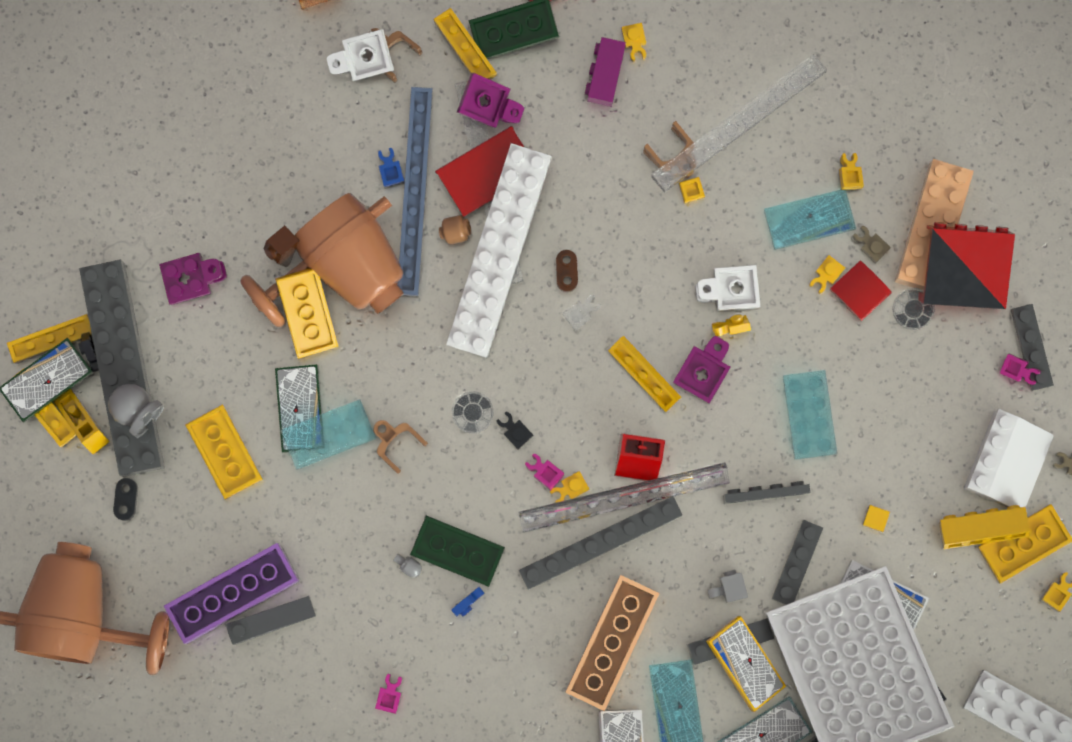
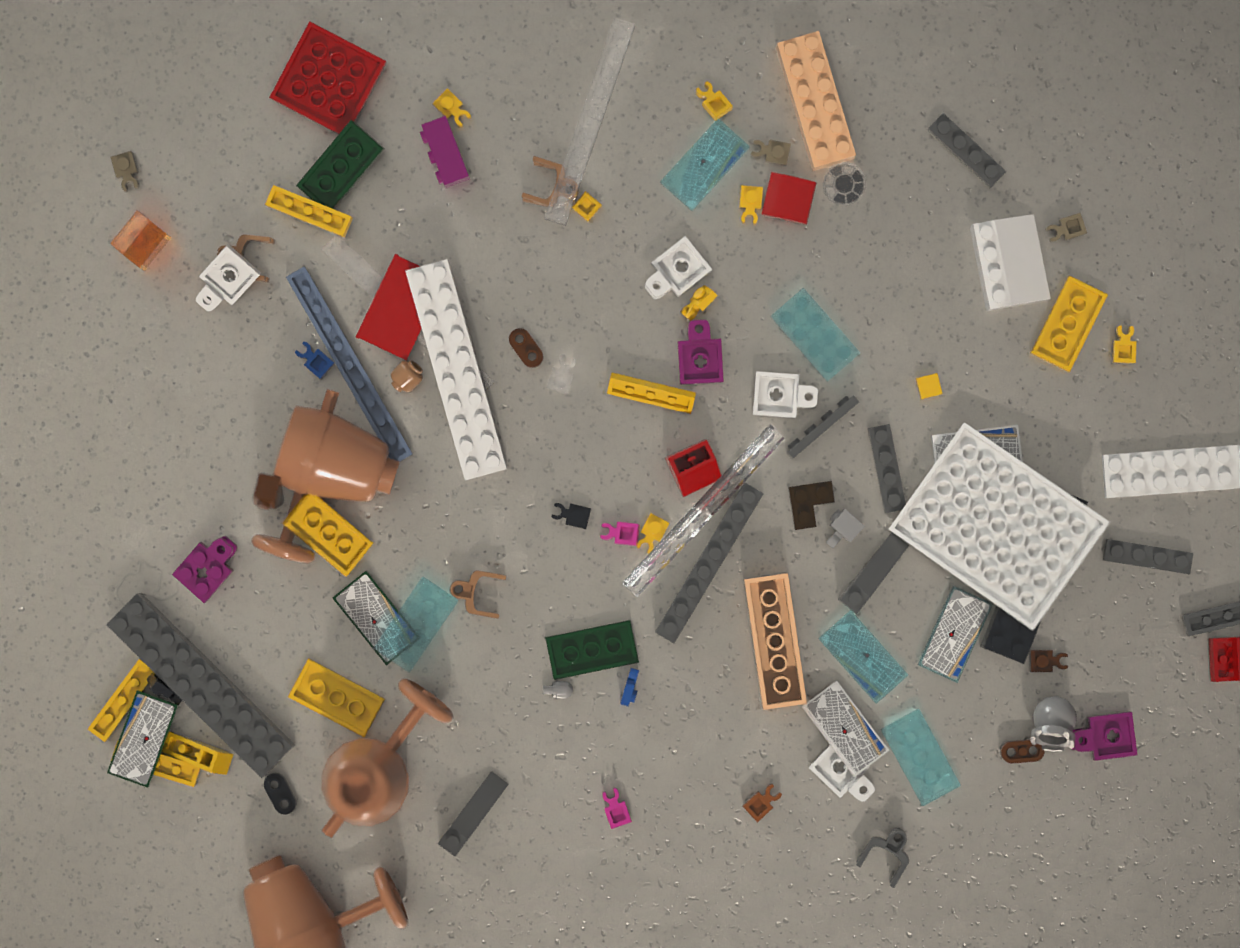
camera: 30 degrees left, 5 degrees up
(132, 407) = (233, 714): light grey tile -> none
(206, 533) = (368, 778): none -> nougat piece
(231, 593) = (424, 813): medium lavender brick -> none
(472, 412) = (526, 523): clear tile -> none
(497, 107) = (371, 243): magenta plate -> none
(712, 543) = (802, 501): none -> dark brown plate
(746, 663) = (899, 583): tile -> none
(760, 447) = (792, 394): none -> white plate
(968, 266) = (868, 117): panel -> none
(984, 527) = (1025, 334): yellow brick -> none
(1017, 368) = (964, 177): dark pink plate -> none

